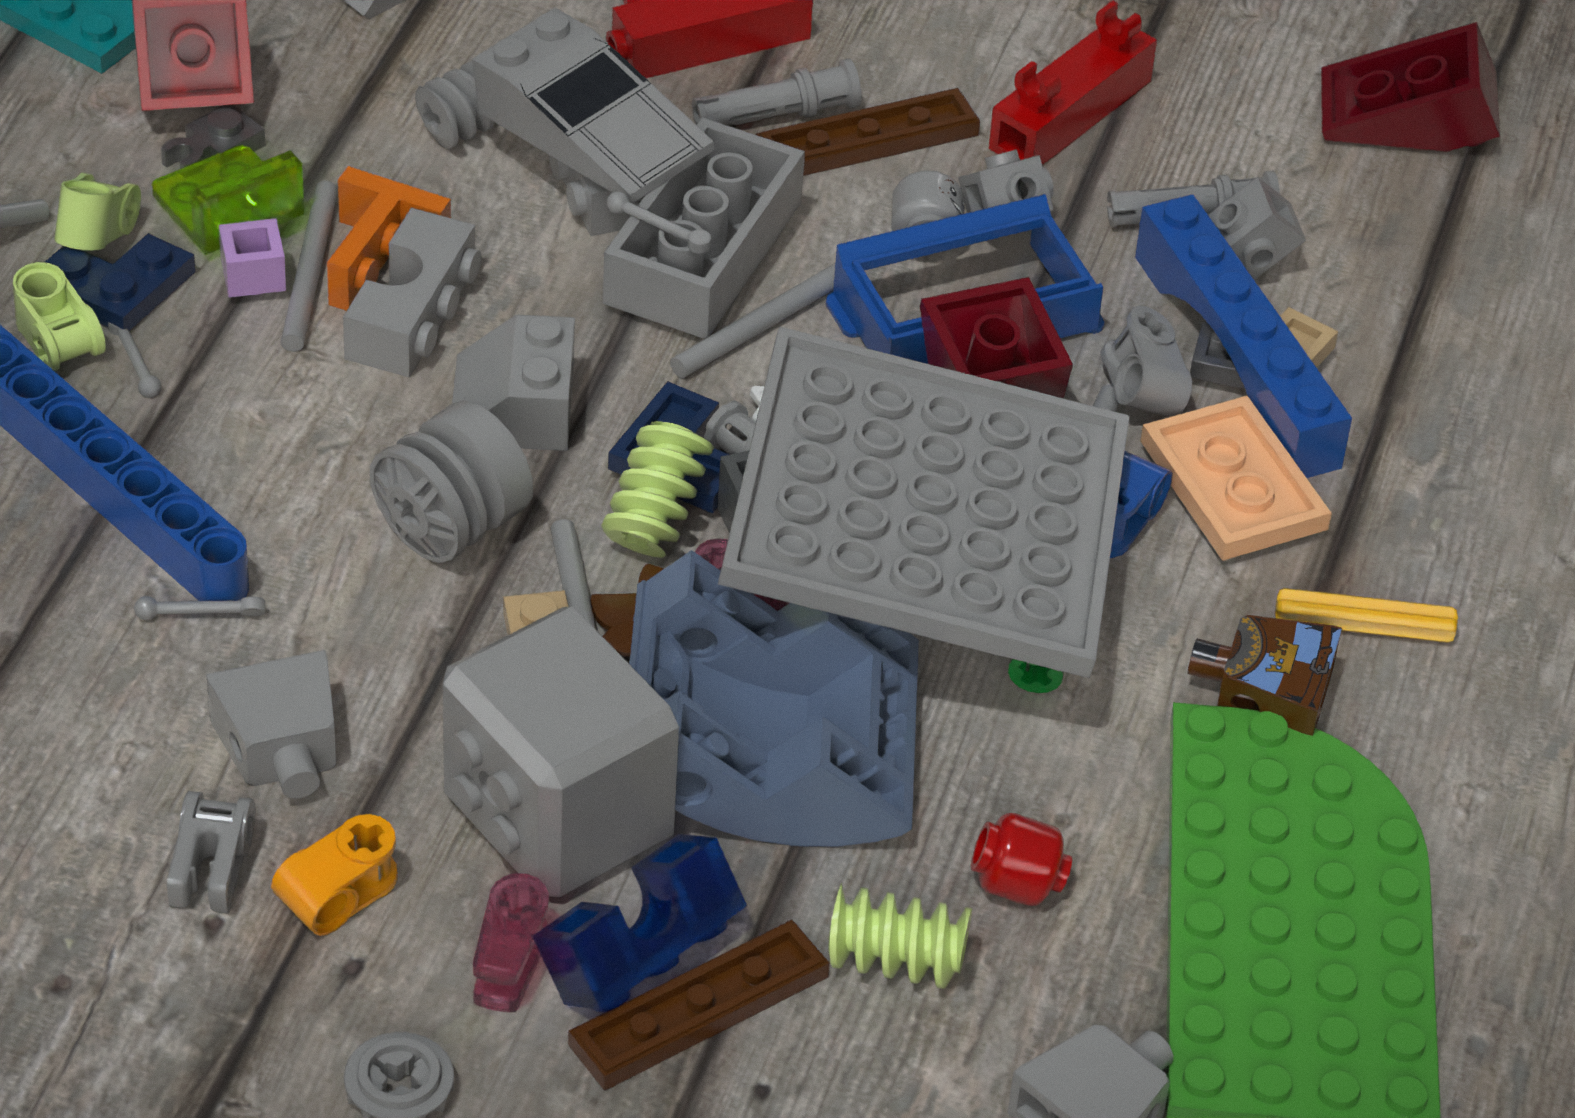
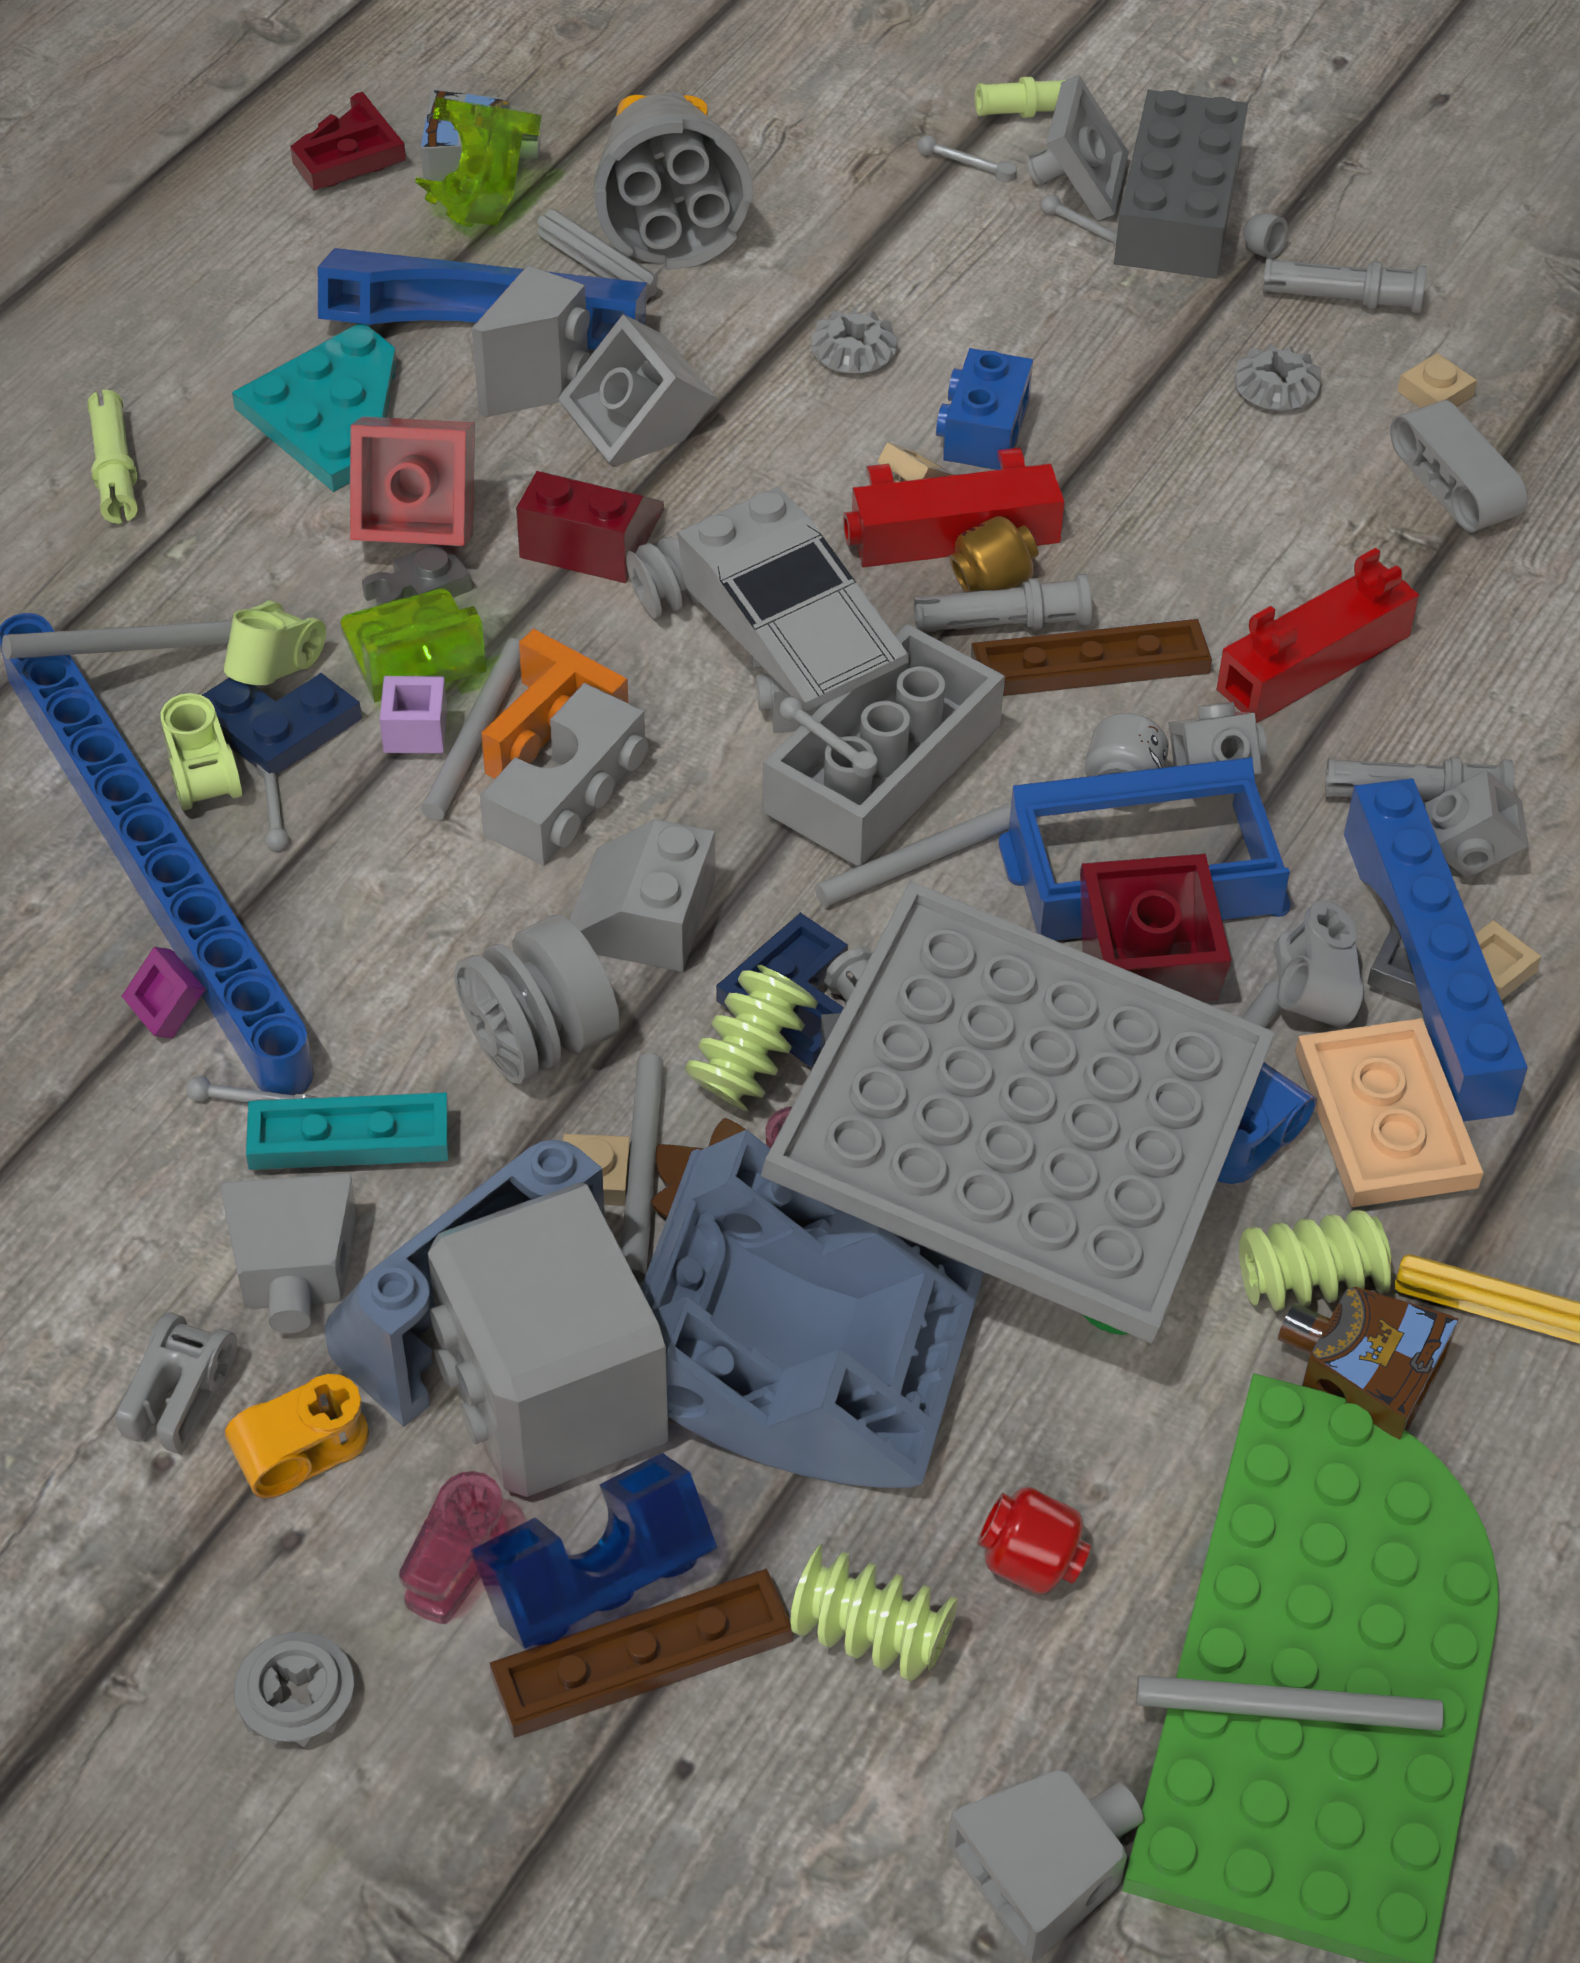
camera: 15 degrees right, 5 degrees up
(89, 528) = (163, 992): none -> magenta plate
(302, 621) = (347, 1131): none -> teal plate
(361, 73) = (583, 525): none -> dark red slope
(396, 760) = (380, 1320): none -> sand blue windscreen
(757, 54) = (994, 556): none -> pearl gold head
(1202, 602) = (1314, 1256): none -> yellowish green piece
(1273, 946) = (1289, 1702): none -> light grey bar

